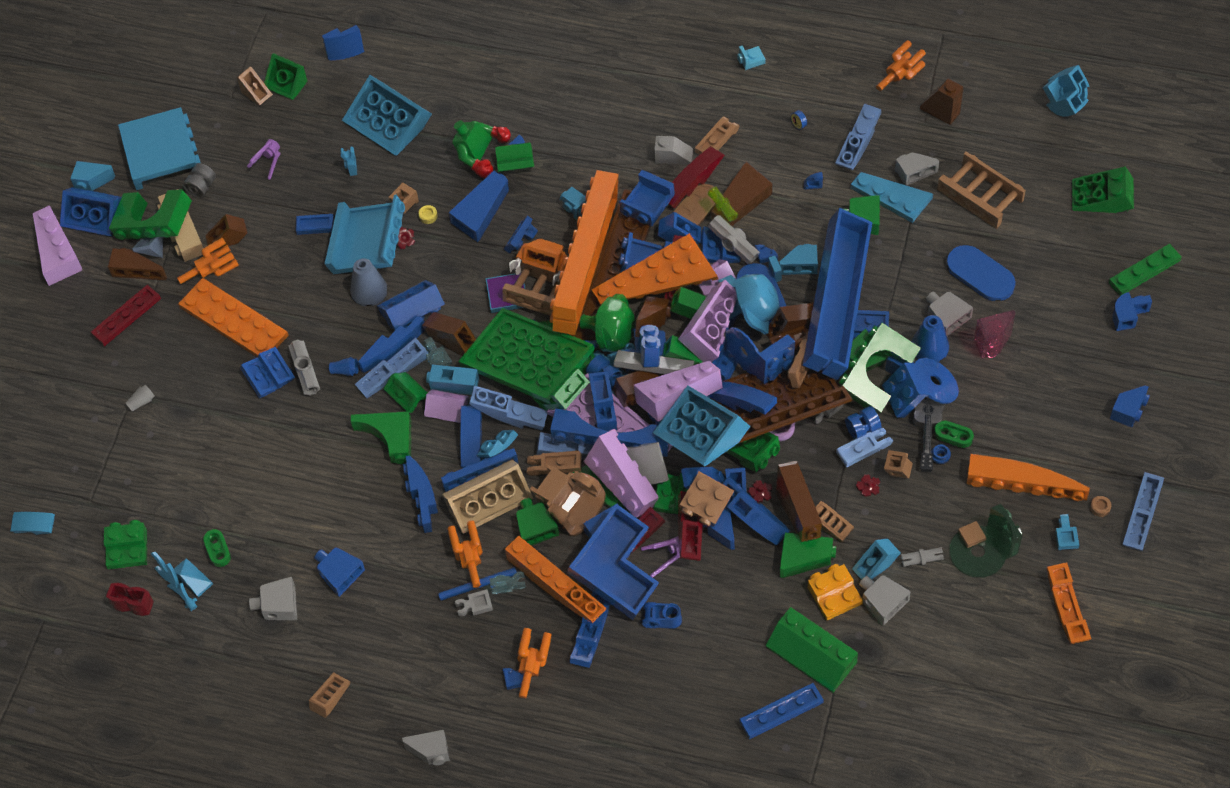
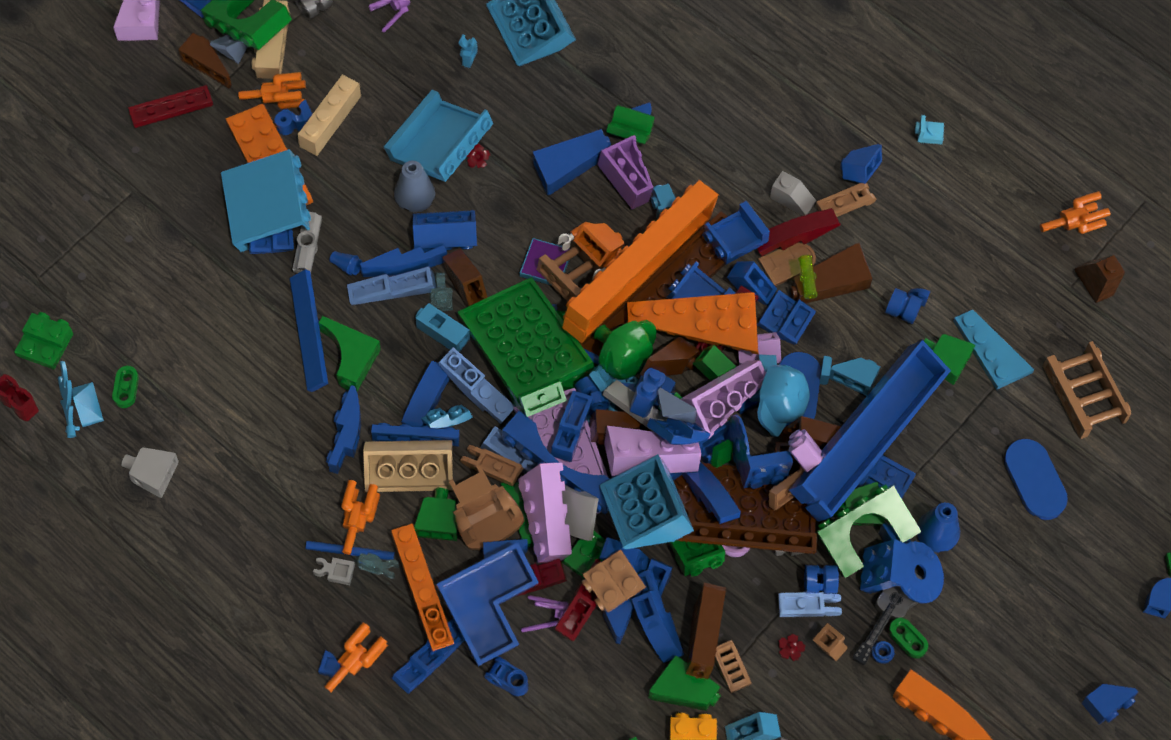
camera: 20 degrees right, 5 degrees up
(140, 398) = (138, 197): light grey cone -> none
(228, 227) = (313, 67): reddish brown slope -> none
(232, 281) = (288, 121): none -> blue leg
(249, 347) = (265, 198): none -> dark azure panel
(264, 261) = (329, 115): none -> tan brick
(314, 224) = (399, 99): blue tile -> none
(323, 706) = (143, 600): medium nougat slope -> none
(338, 569) = (225, 467): blue torso -> none
(344, 433) = (309, 331): none -> blue tile
(405, 390) = (391, 316): green panel -> none
(406, 195) = (500, 114): medium nougat brick -> none
(428, 214) = (514, 143): light yellow tile -> none
(428, 747) = (212, 694): light grey slope -> none
(444, 405) = (420, 349): lavender panel -> none
(472, 141) = (597, 89): green torso -> none
(524, 230) = (599, 206): blue hinge -> none
(533, 194) = (626, 171): none -> medium lavender wedge
(605, 354) = (600, 378): none -> dark azure tile
(680, 344) = (675, 408): none -> sand blue slope
(692, 360) = (678, 431): none -> blue slope
(713, 104) = (861, 163): none -> blue slope
(732, 367) = (722, 453): none -> green tile
(733, 239) = (799, 319): light grey piece -> none
(760, 491) = (679, 598): dark red plant -> none
(765, 253) = (826, 348): blue tile -> none
(798, 329) = (804, 450): none -> lavender brick
(799, 119) = (940, 222): tile -> none
(808, 193) = (904, 306): none -> blue wheel
(859, 137) = (990, 272): medium blue slope -> none
(915, 167) = (1031, 332): light grey slope -> none
(950, 309) = (976, 504): light grey torso -> none
(993, 333) = (1009, 552): clear pink slope -> none

